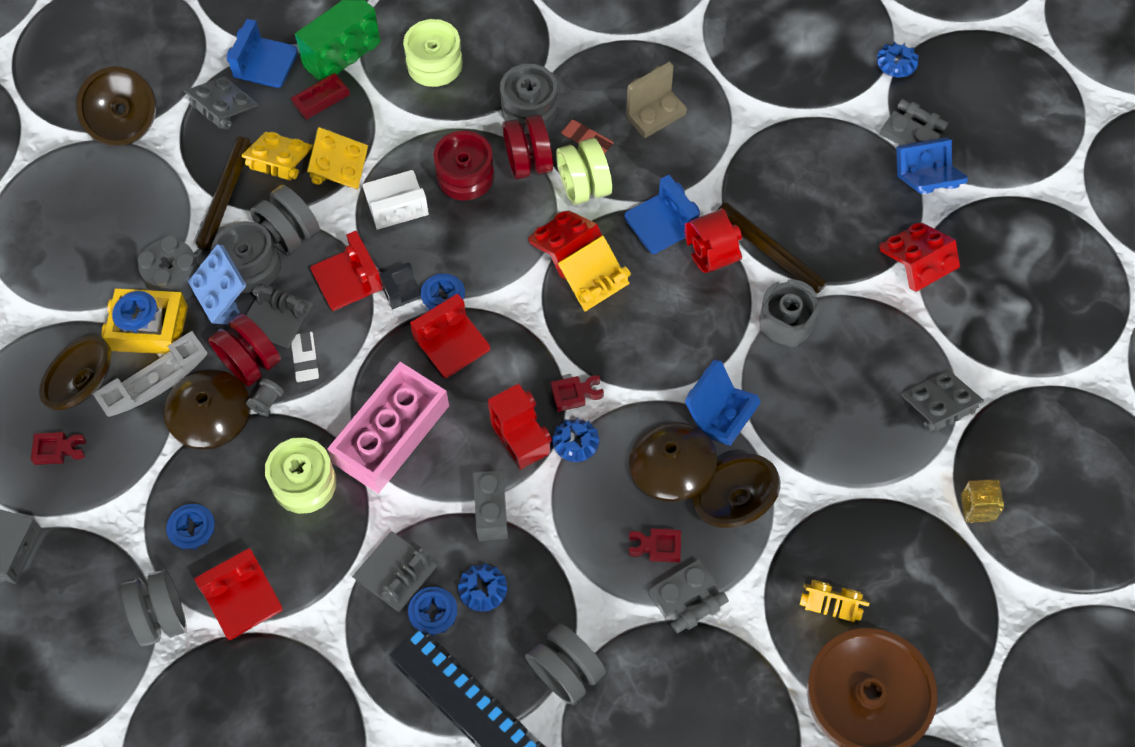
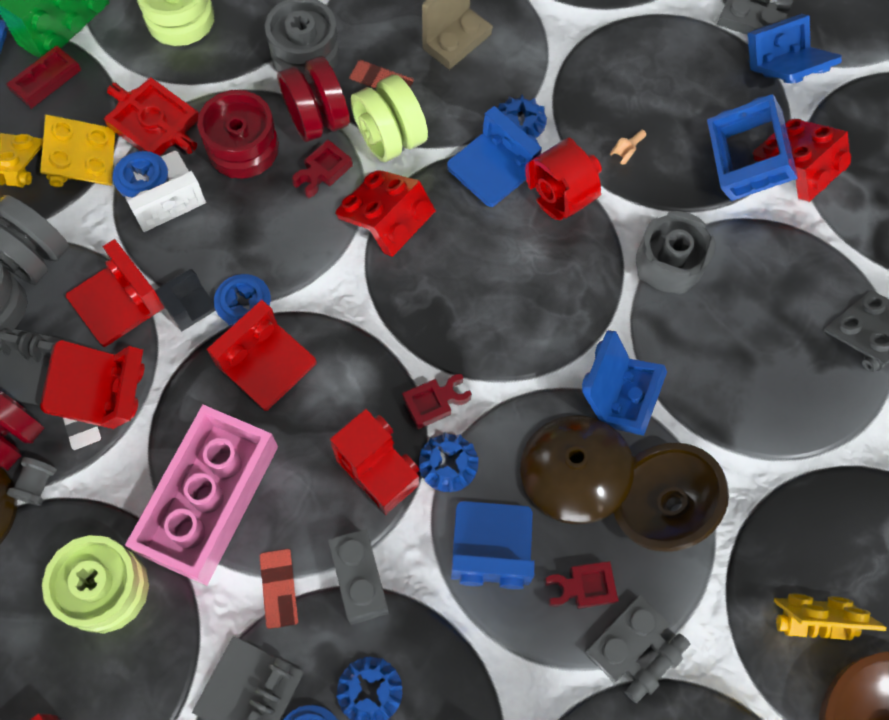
camera: 15 degrees left, 5 degrees up
(321, 335) = (92, 384): none -> red bracket
(384, 176) = (141, 163): none -> blue gear
(398, 142) = (151, 118): none -> red plate
(430, 506) = (278, 589): none -> clear red sticker
(525, 200) = (324, 165): none -> dark red plate
(594, 273) = (427, 243): yellow hinge -> none
(595, 503) = (492, 545): none -> blue bracket
(705, 186) = (534, 114): none -> blue gear
(773, 223) = (626, 147): none -> light nougat hand
(774, 249) = (637, 179): dark brown axle -> none
(879, 262) = (759, 175): none -> blue window

